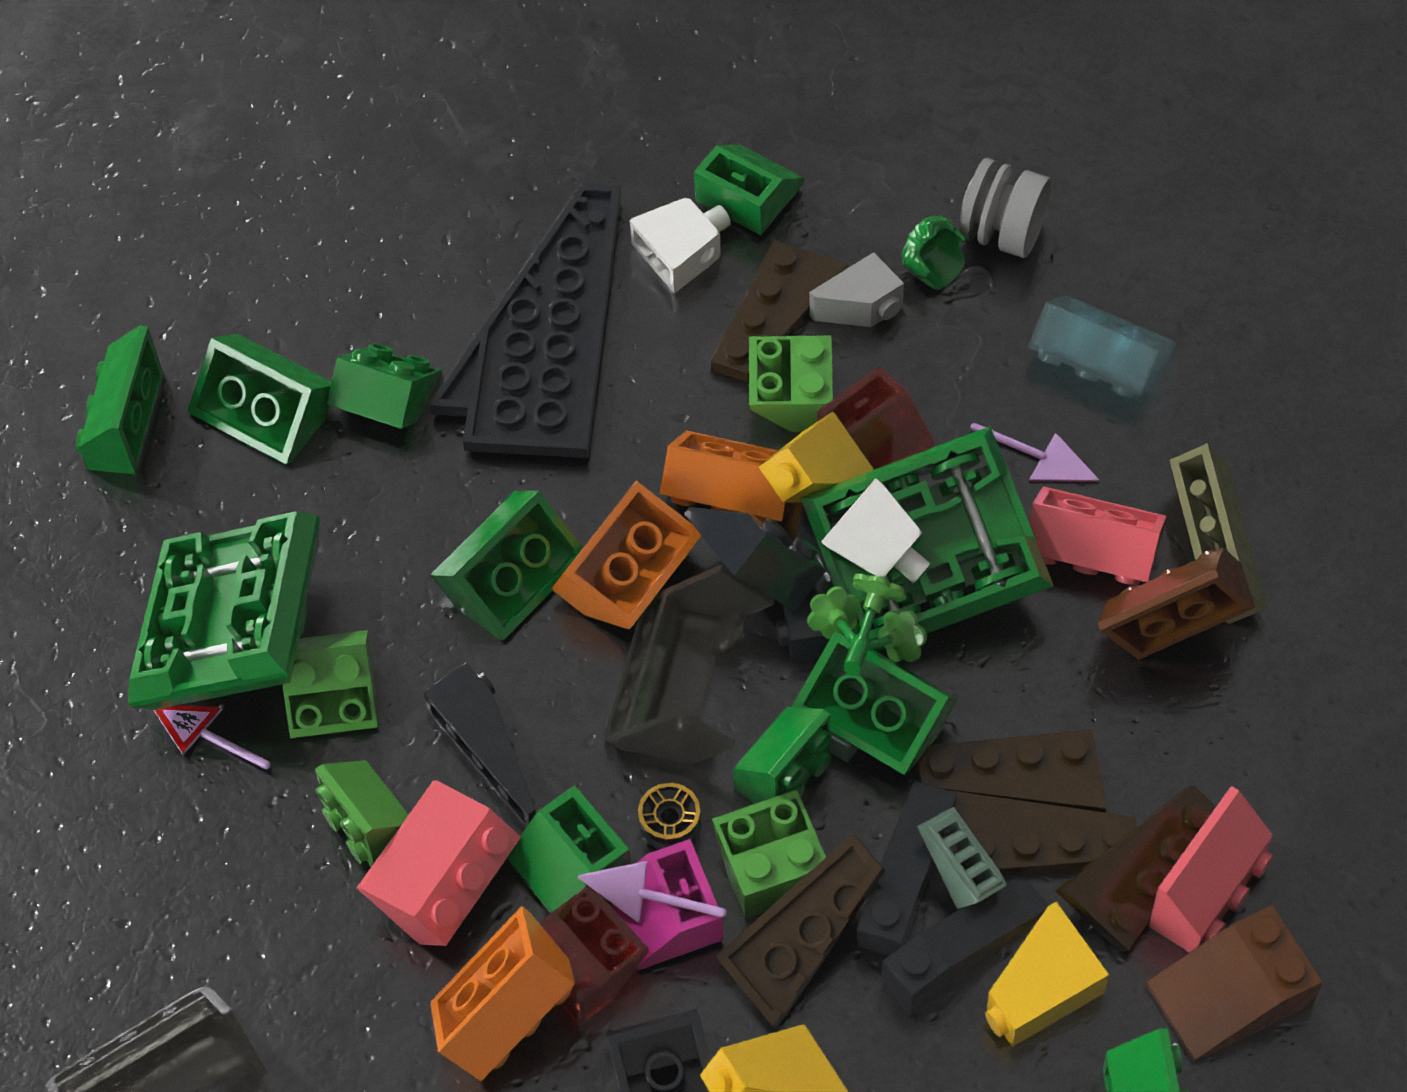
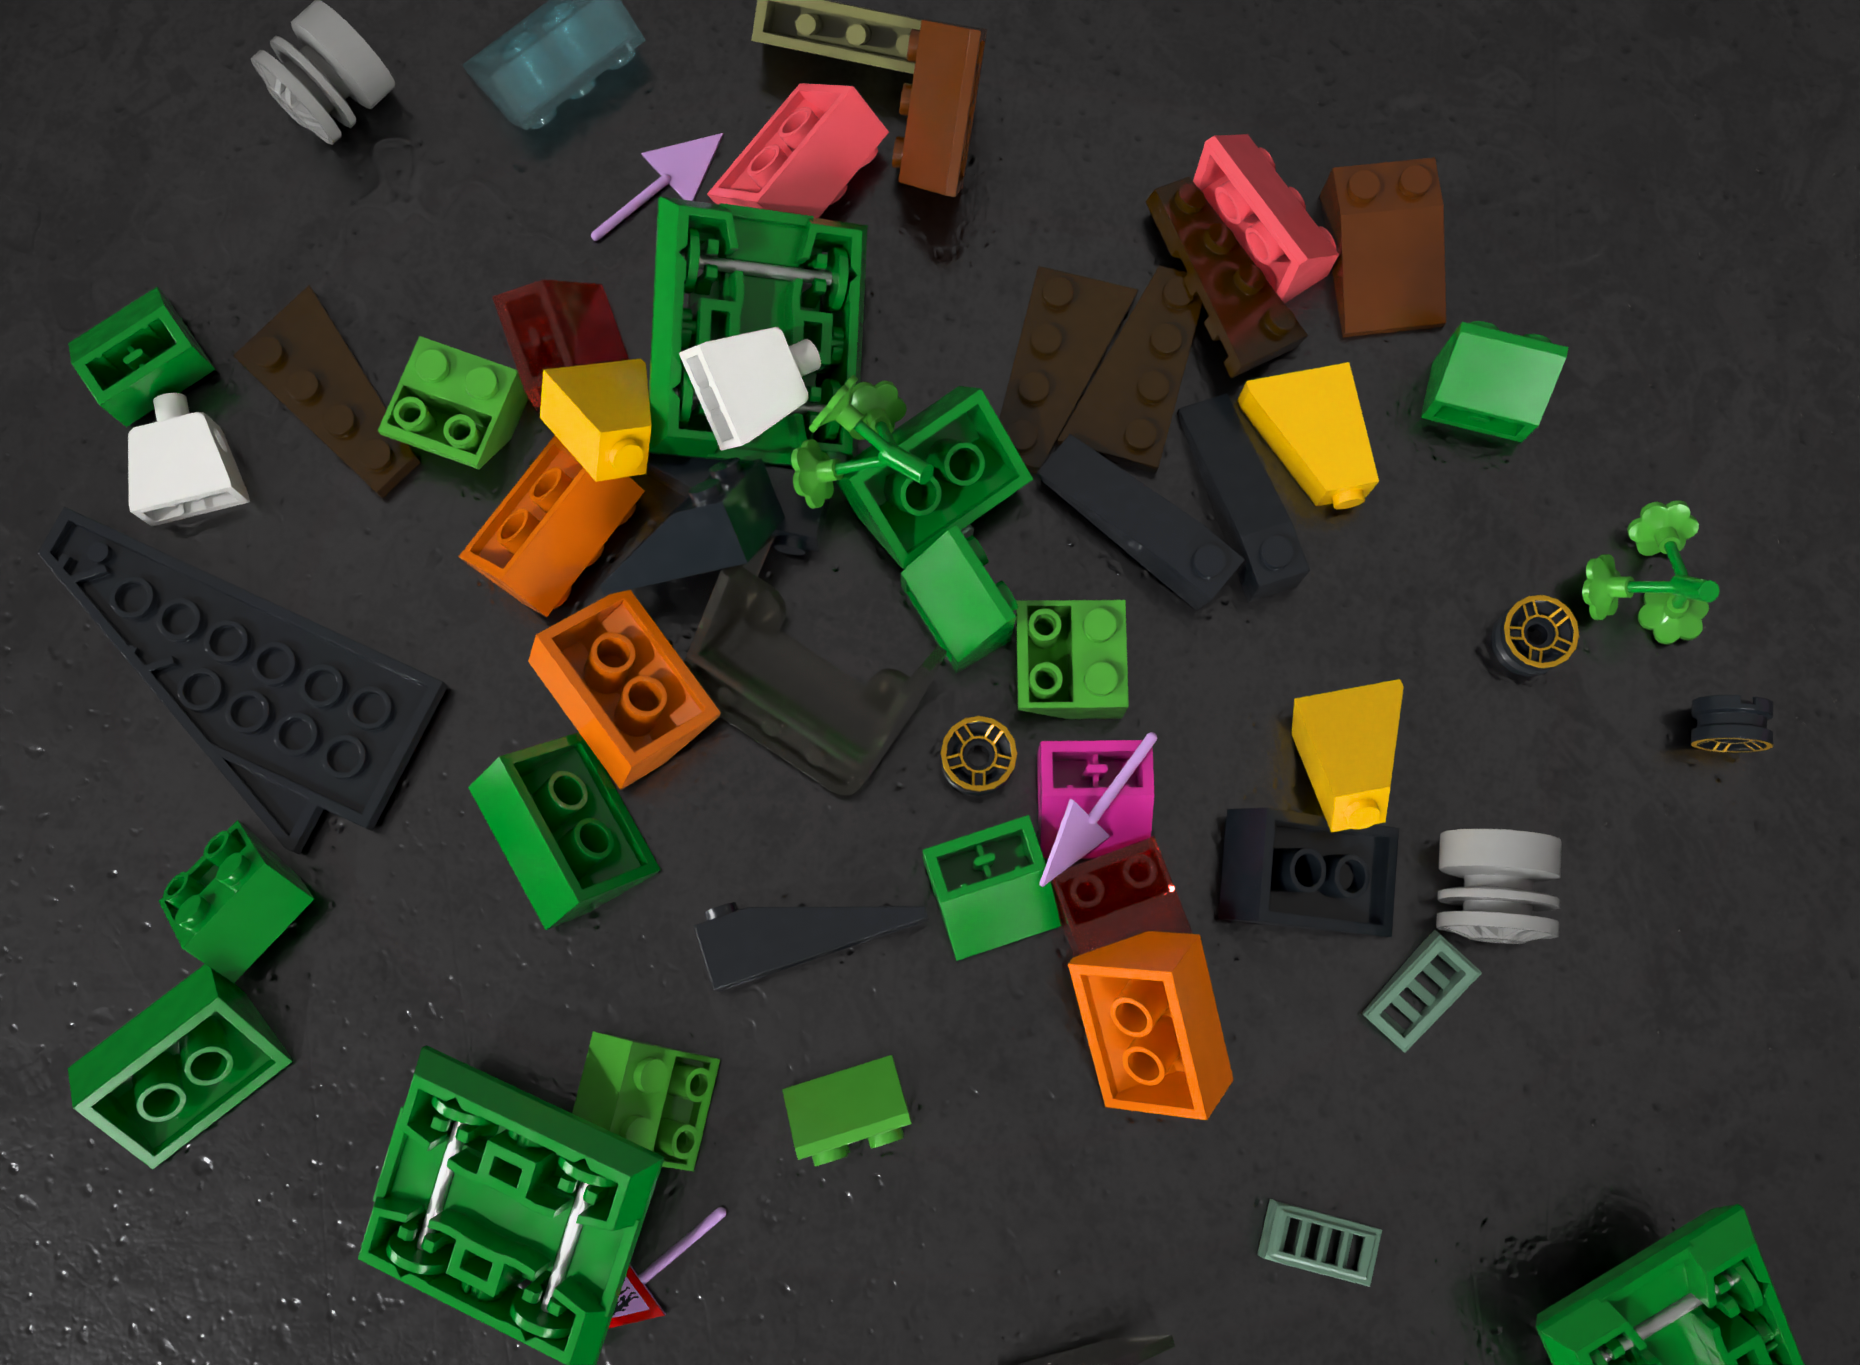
camera: 75 degrees left, 20 degrees up
(121, 404) = (108, 1257): green slope -> none
(438, 864) = (956, 1043): coral slope -> none
(794, 936) = (1185, 673): dark brown wing -> none
(858, 295) = (363, 285): light grey slope -> none
(934, 252) = (341, 180): green hair -> none
(979, 864) = (1189, 444): sand green slope -> none

